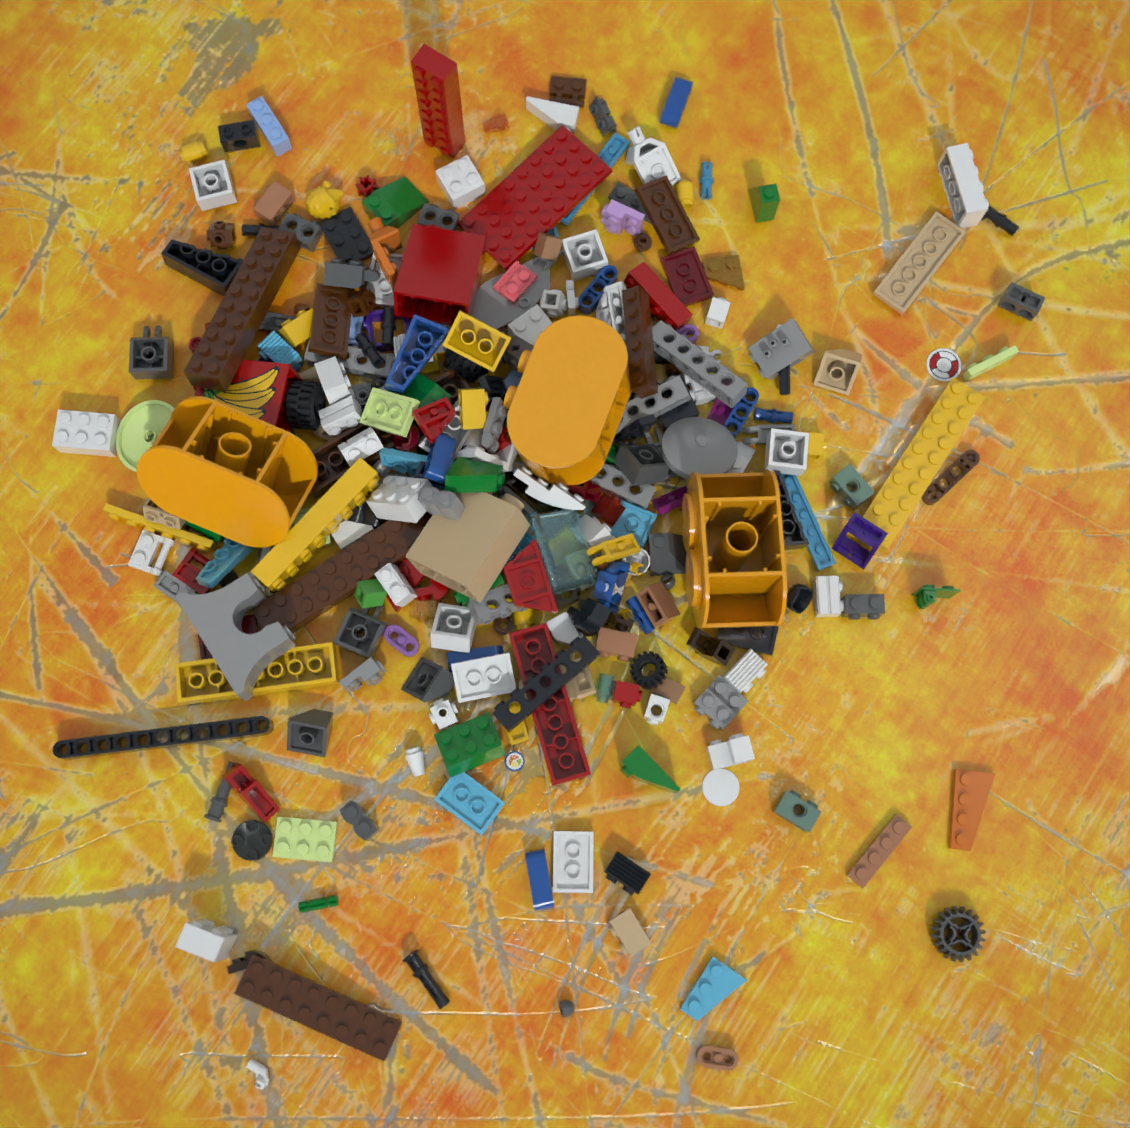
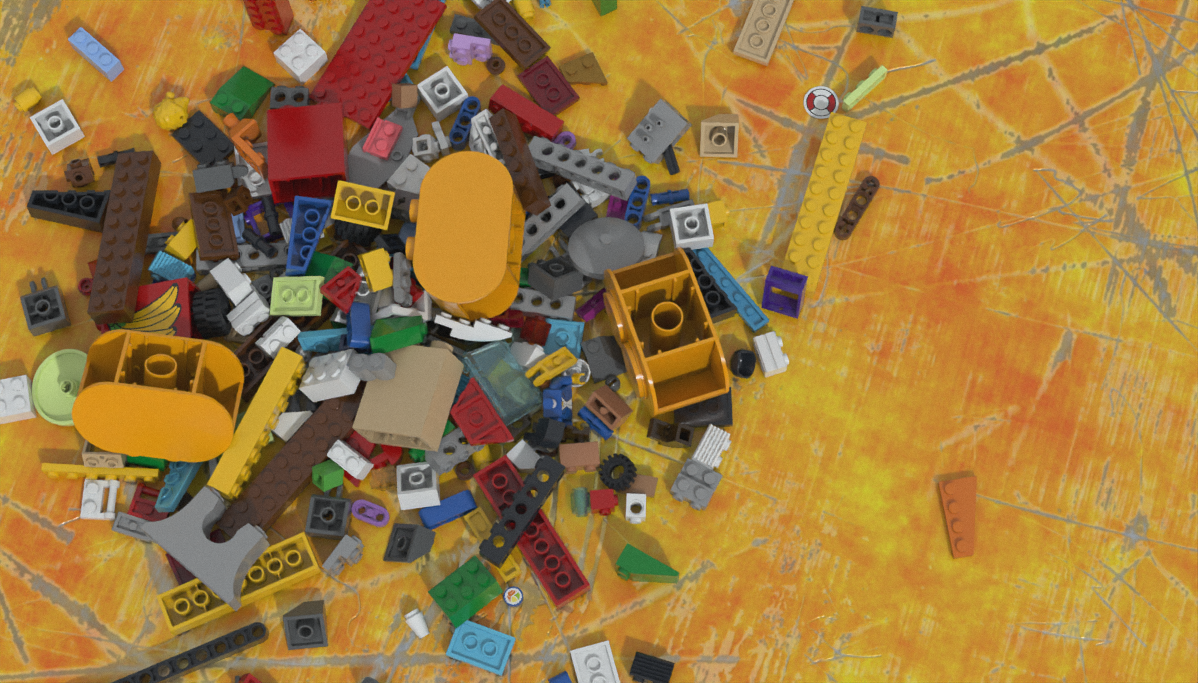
camera: 10 degrees left, 5 degrees down
(239, 136) = (68, 72): black brick -> none
(273, 203) = (122, 128): nougat brick -> none
(302, 228) = (158, 143): dark grey brick -> none
(364, 183) = (206, 90): red gear -> none
(410, 441) = (324, 320): dark red hair -> none
(447, 720) = (432, 577): white brick -> none
(483, 677) = (460, 523): white plate -> none
(580, 685) = (556, 504): tan plate -> none
(635, 429) = (540, 247): black wing -> none
(717, 312) = (588, 113): white brick -> none
(720, 787) = (719, 564): white sticker -> none
(730, 753) = (719, 528): white brick -> none
(809, 813) = (806, 573): sand green brick -> none
(850, 476) = (760, 234): sand green brick -> none
(863, 606) = (806, 353): dark grey brick -> none
(879, 851) = (887, 580): nougat plate -> none
(928, 593) = (865, 322): green hinge -> none
(970, 924) = (991, 621): dark grey gear -> none

